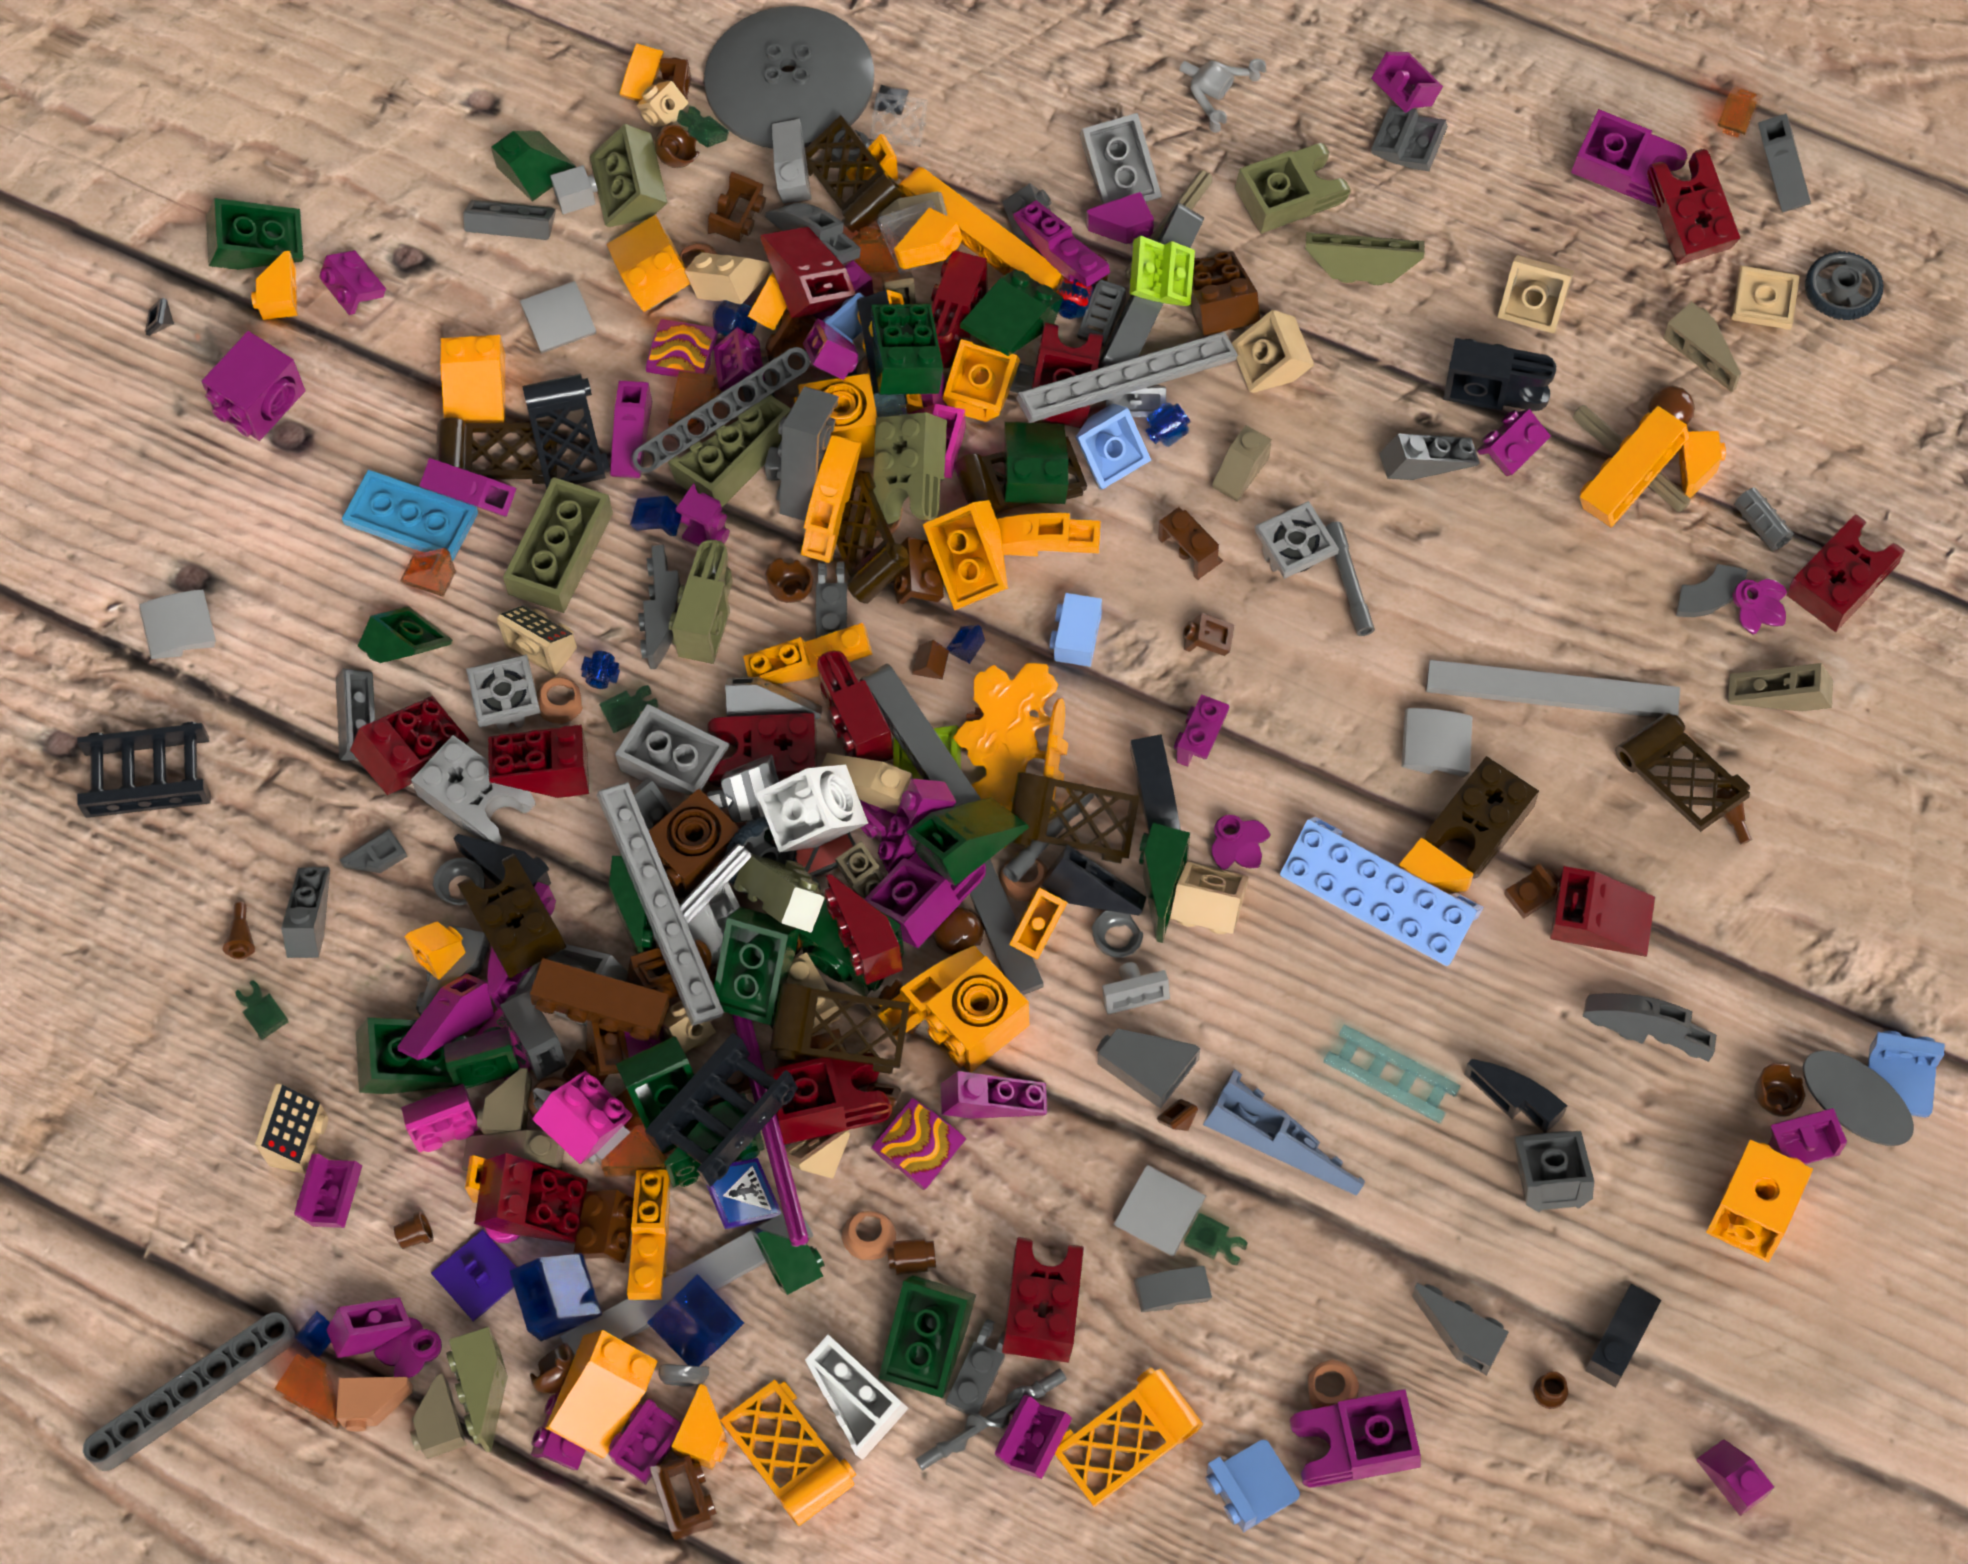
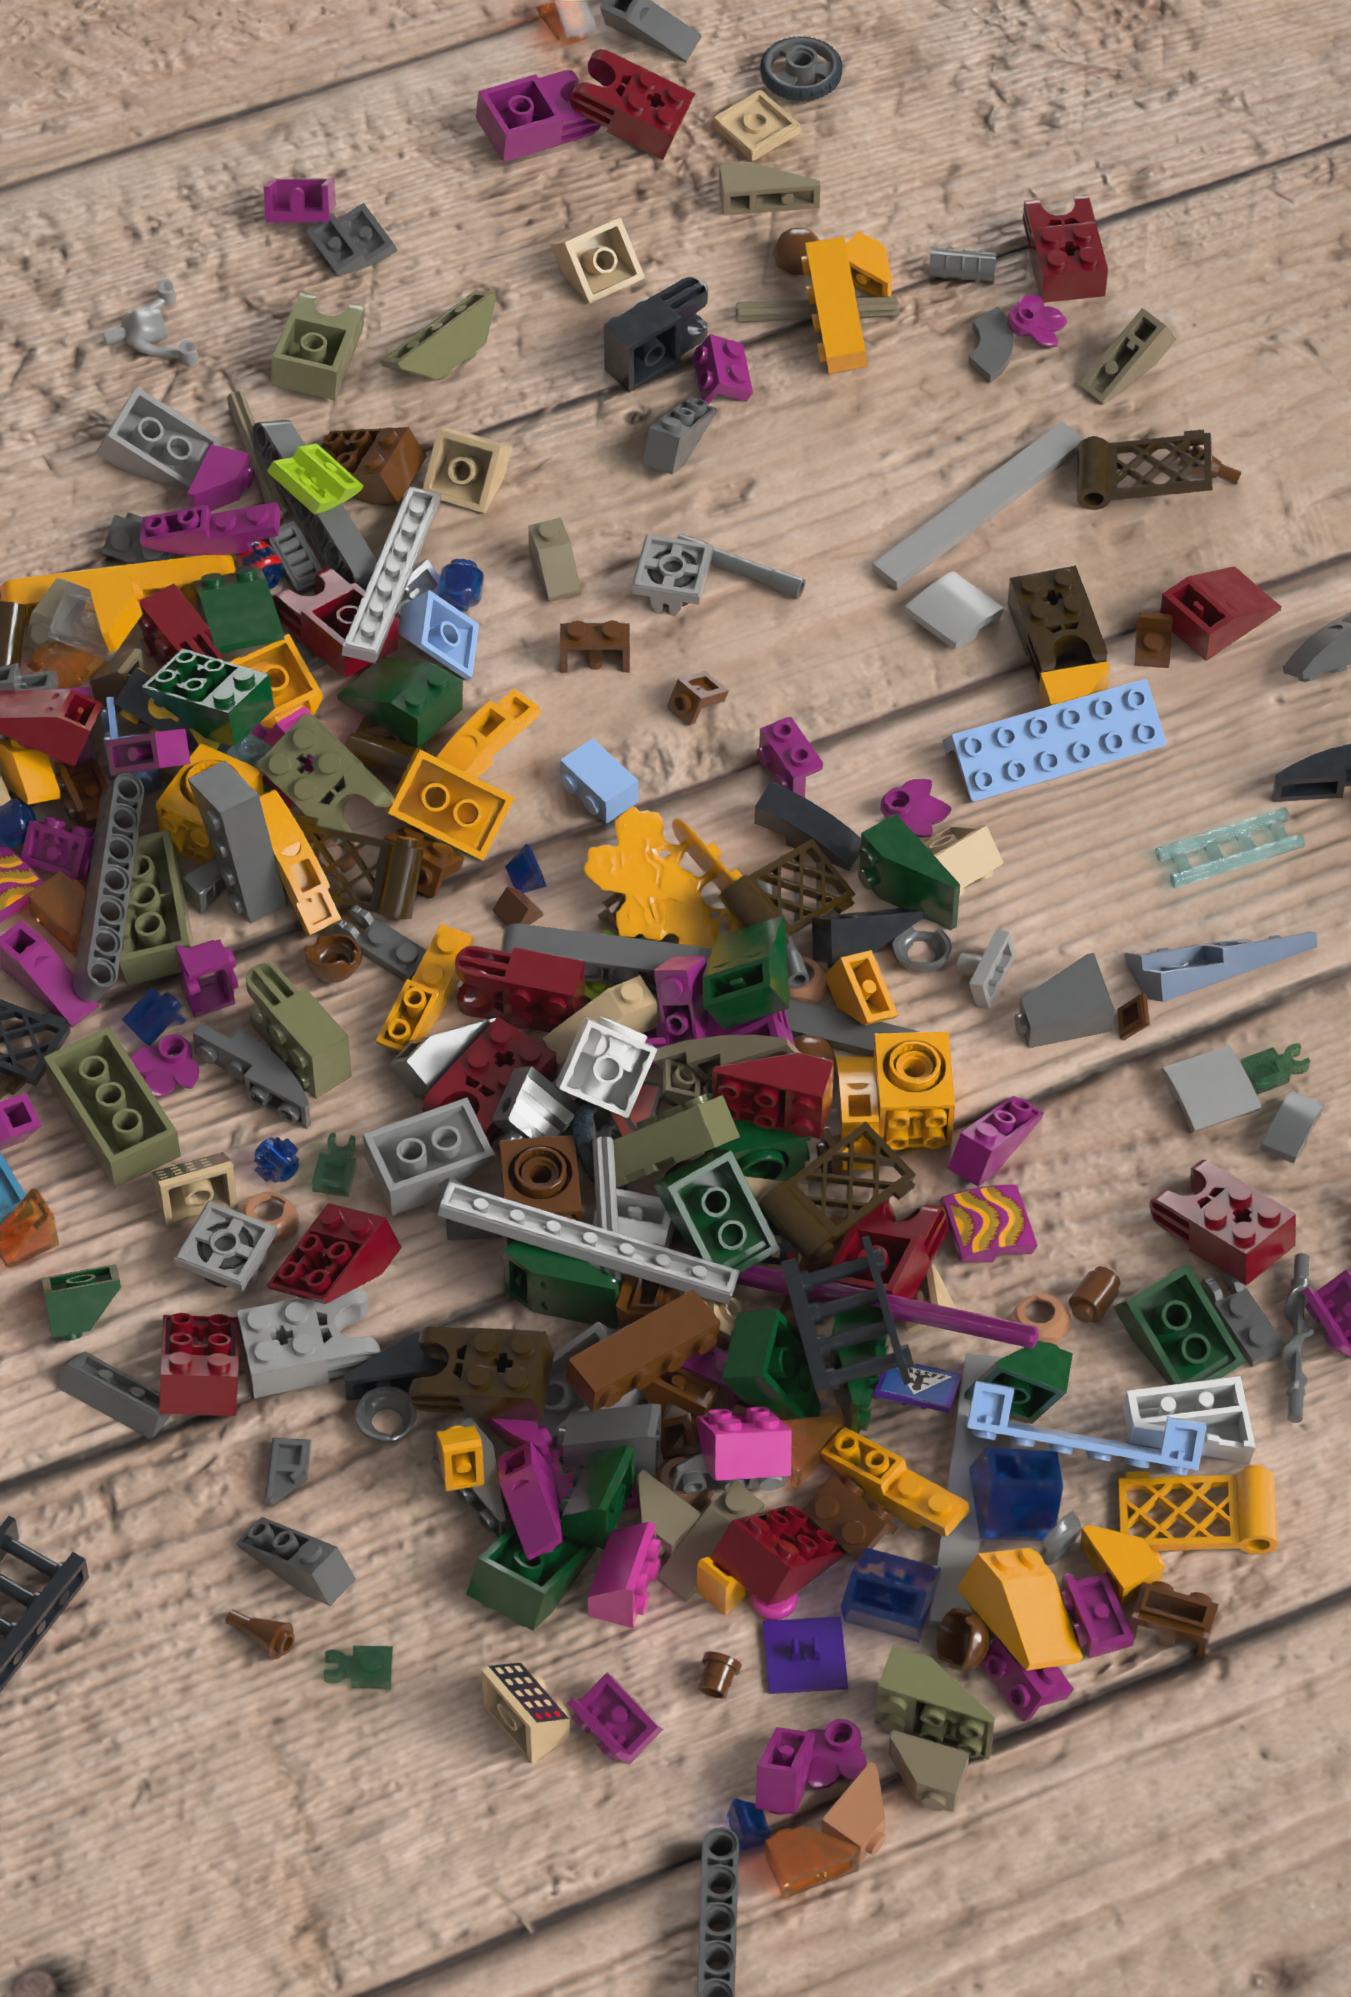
camera: 55 degrees left, 10 degrees down
(622, 553) = (167, 1070): none -> magenta plate
(768, 1330) = (1178, 1453): none -> light blue bracket
(888, 878) = (709, 1052): none -> dark tan slope

